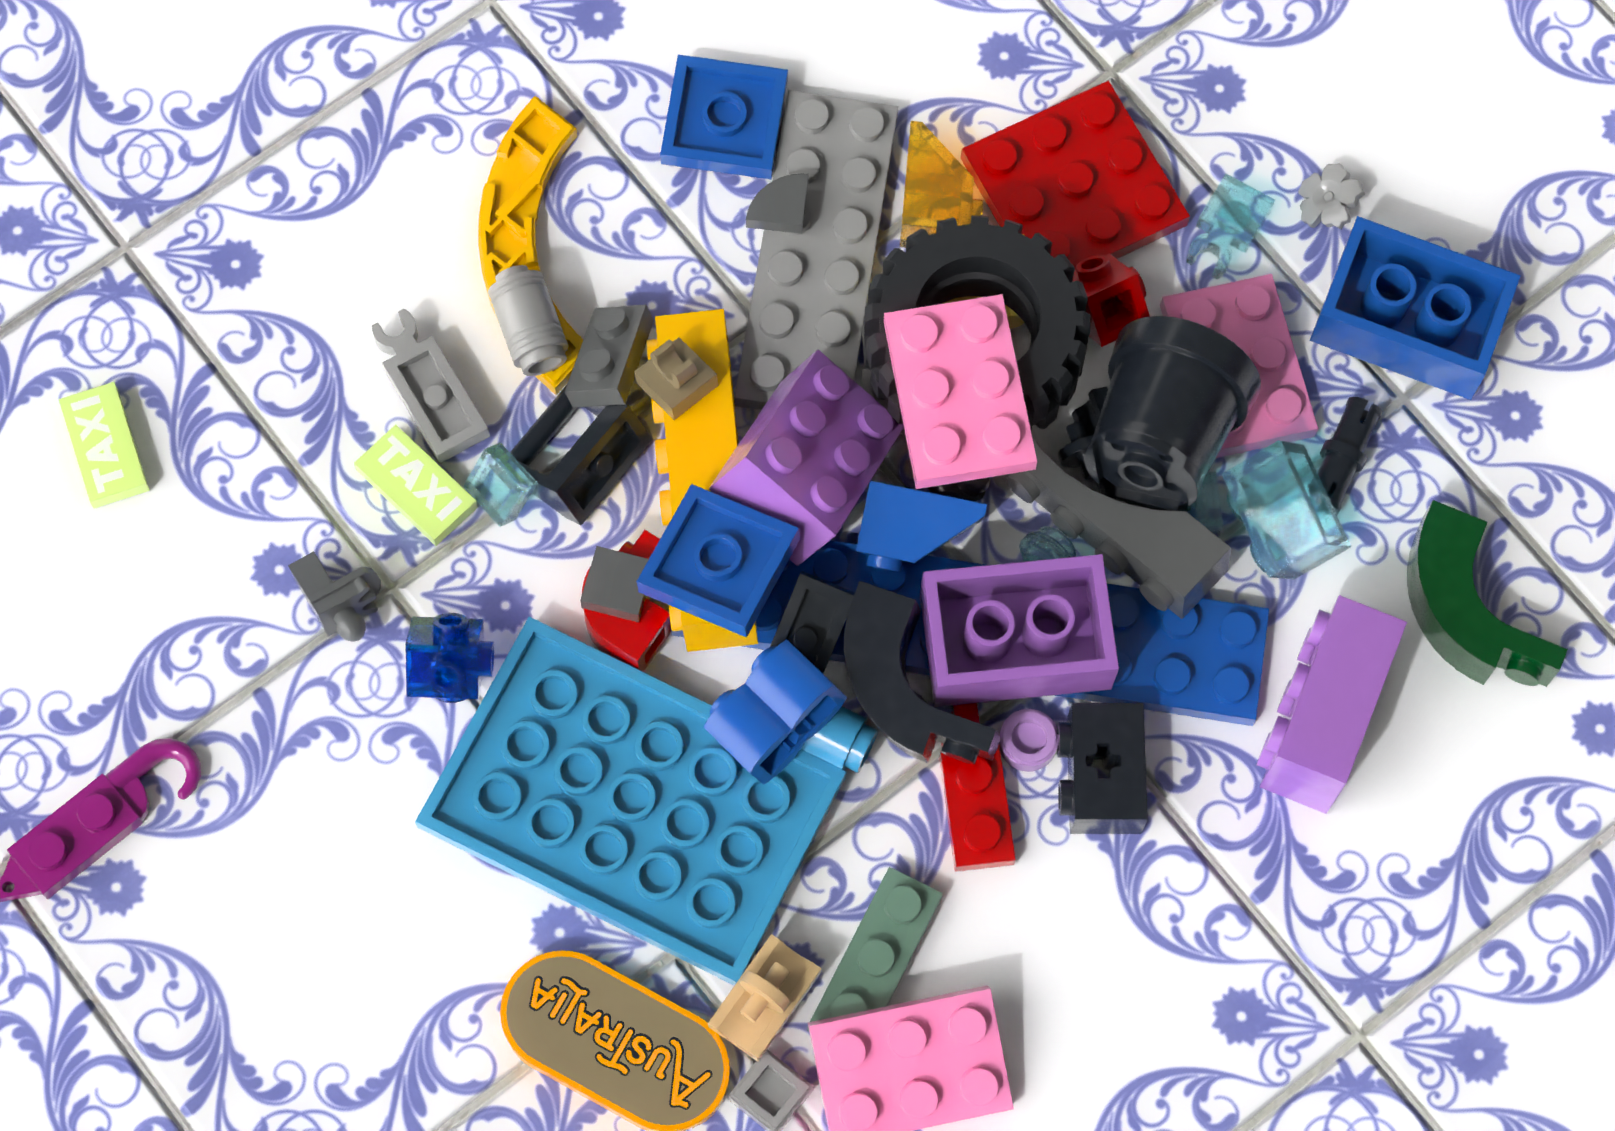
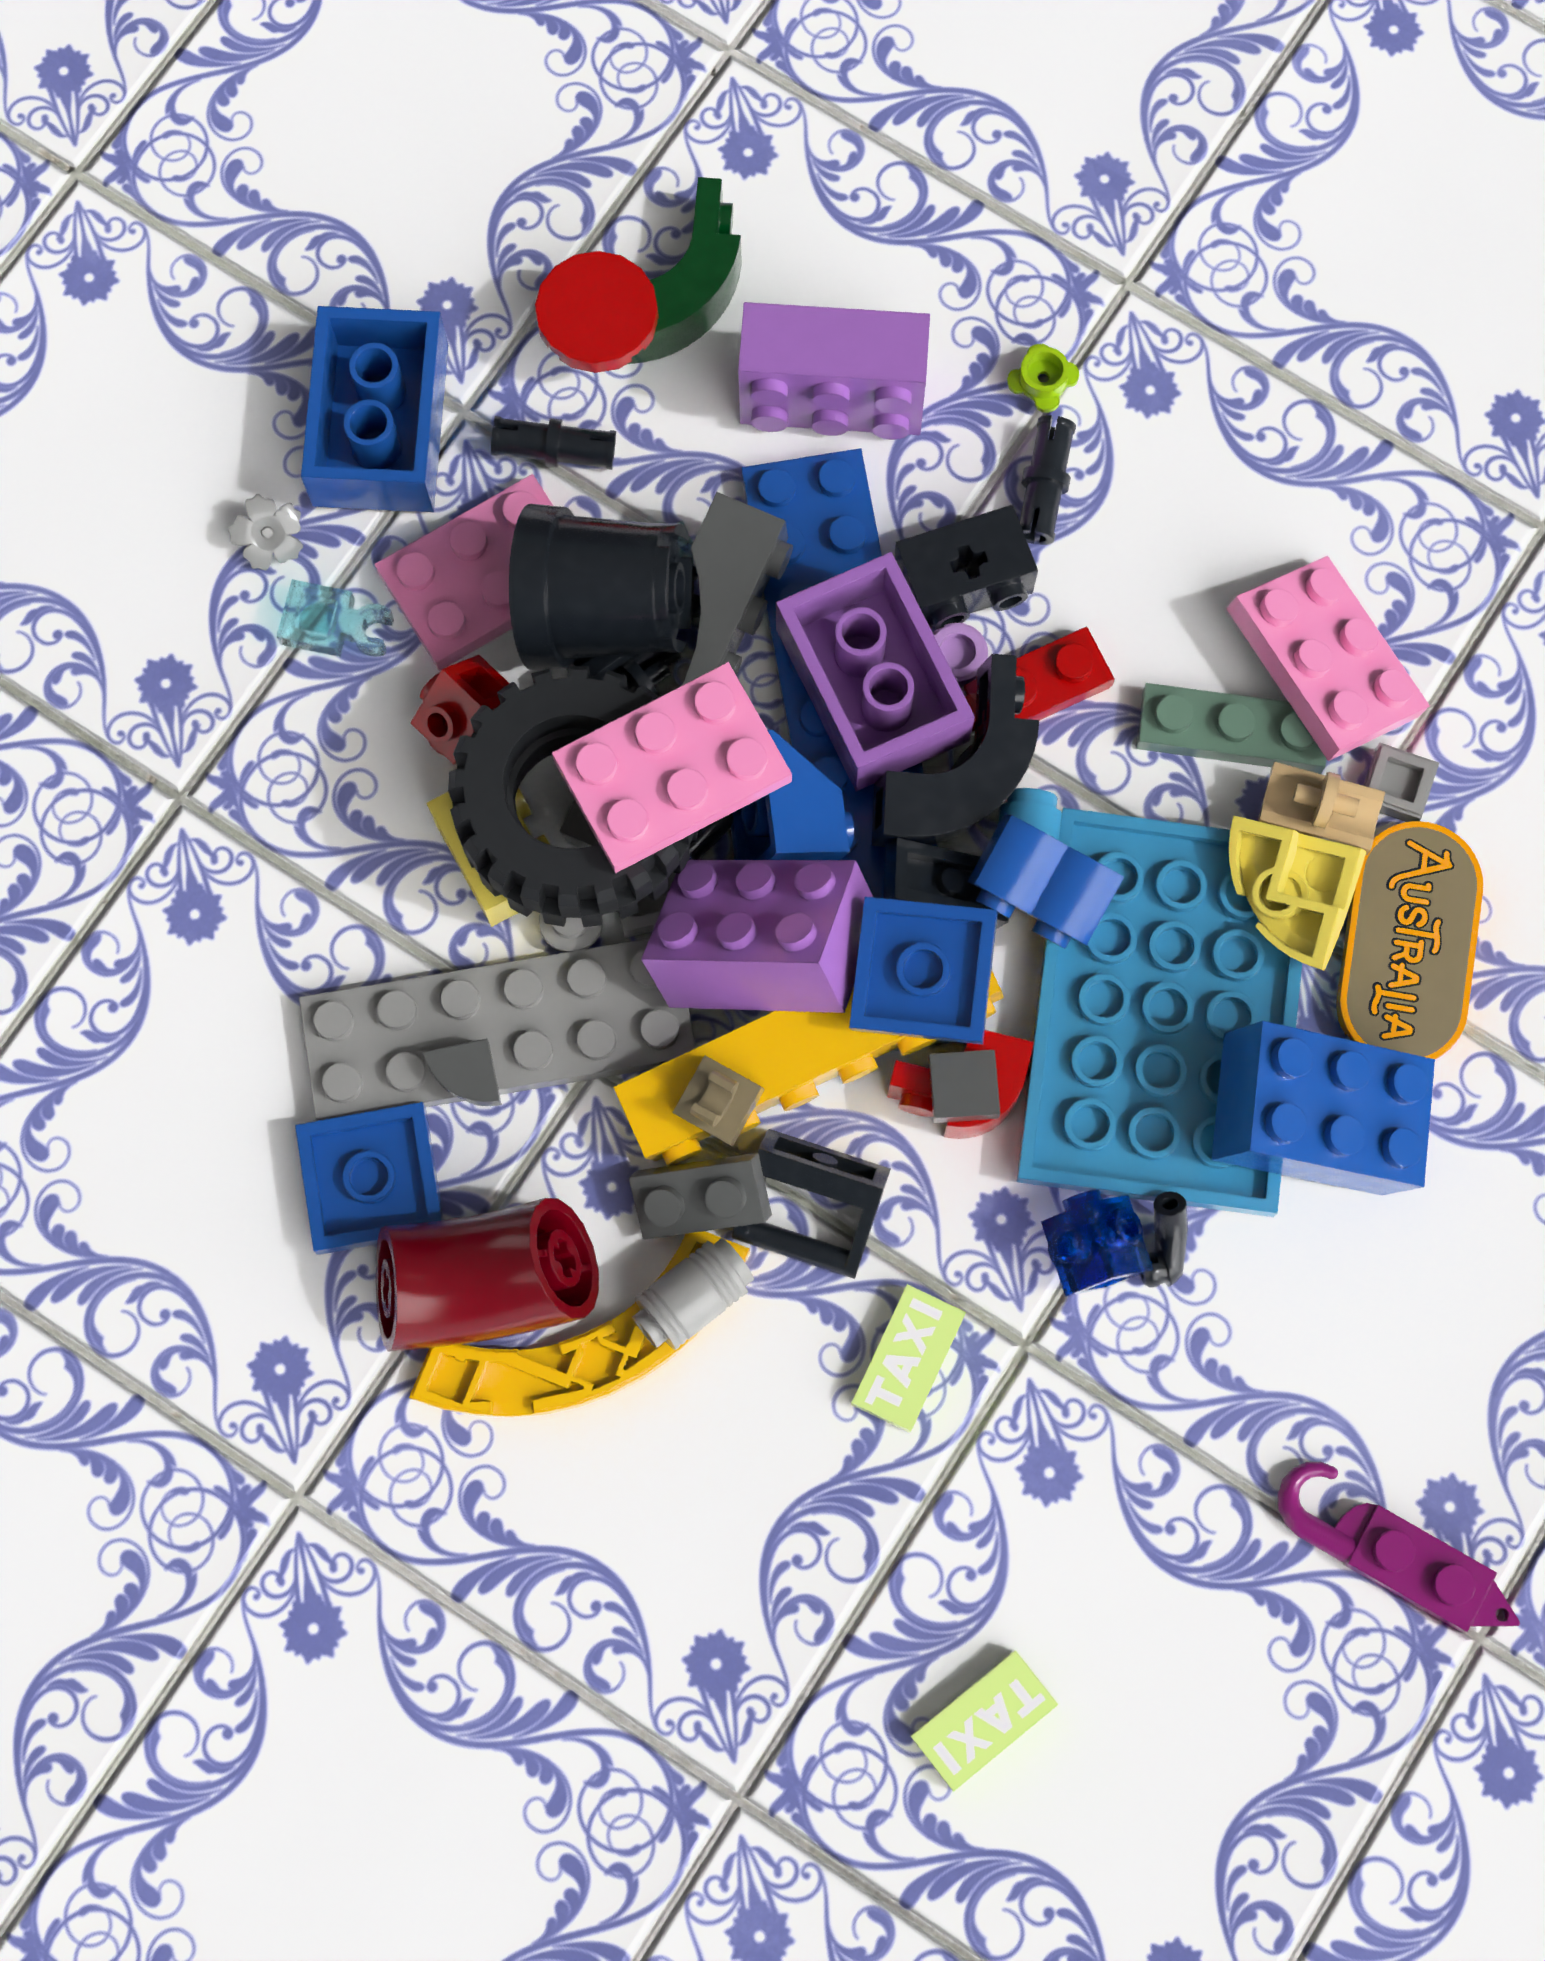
camera: 105 degrees left, 5 degrees up
(338, 603) = (1078, 1388): dark grey piece -> none
(430, 390) = (800, 1379): light grey plate -> none
(433, 731) = (1170, 1240): none -> black arm
(483, 882) = (1323, 1109): none -> blue brick
(500, 484) = (882, 1262): clear light blue tile -> none
(603, 169) = (484, 1276): none -> dark red brick
(698, 944) = (1294, 886): none -> light yellow brick
(934, 185) = (393, 923): clear yellow slope -> none
(1045, 545) = (763, 686): clear light blue plate -> none
(1077, 178) = (330, 791): red plate -> none
(1172, 875) = (1046, 478): none -> black pin
(1284, 896) = (1048, 361): none -> lime plate
(1285, 511) = (642, 468): clear light blue brick -> none
(1449, 511) = (596, 311): none -> red tile

